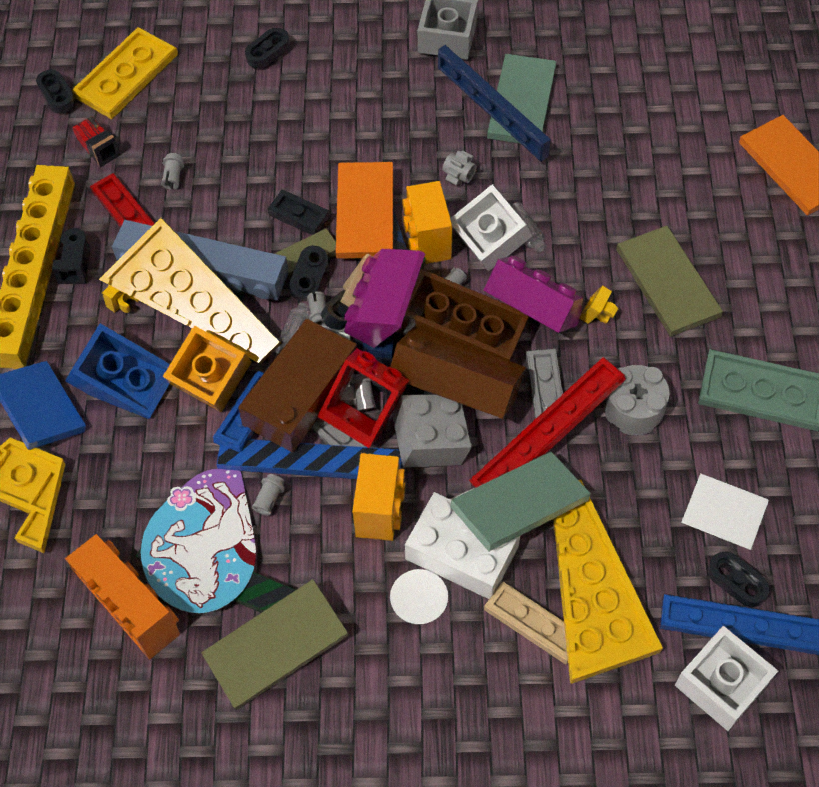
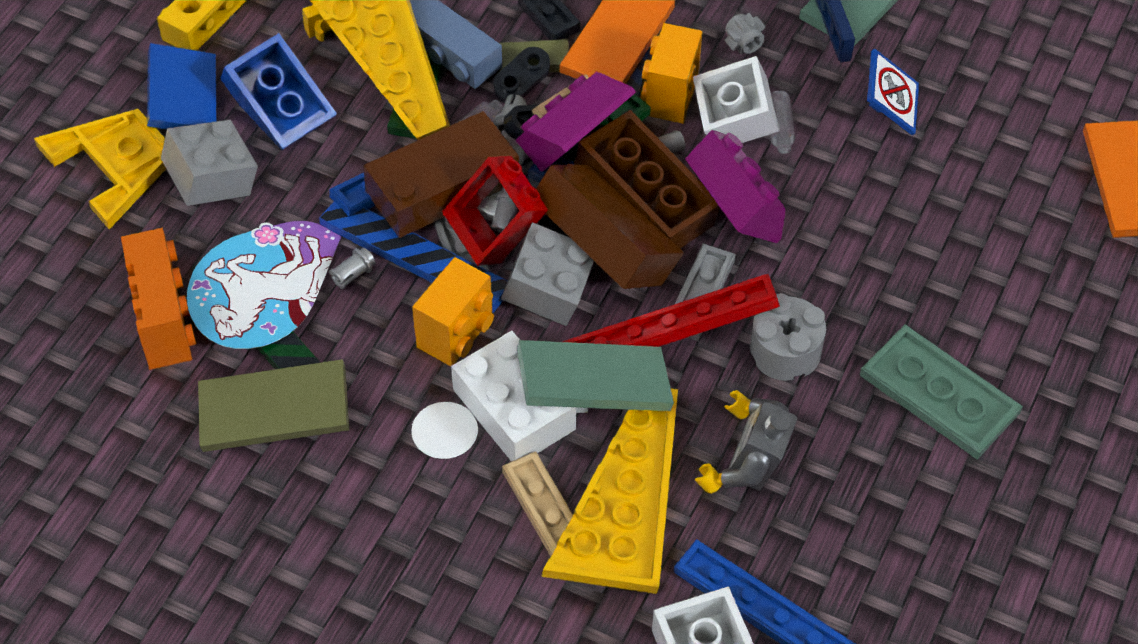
camera: 25 degrees right, 5 degrees down
(100, 458) = (208, 162): none -> light grey brick
(207, 368) = (361, 121): light orange brick -> none
(595, 170) = (892, 92): none -> piece
(599, 307) = (808, 231): yellow tile -> none
(669, 281) = (906, 239): olive tile -> none
(670, 496) = (759, 446): none -> flat silver torso
(725, 511) = (819, 492): white sticker -> none
(739, 578) = (787, 562): black plate -> none

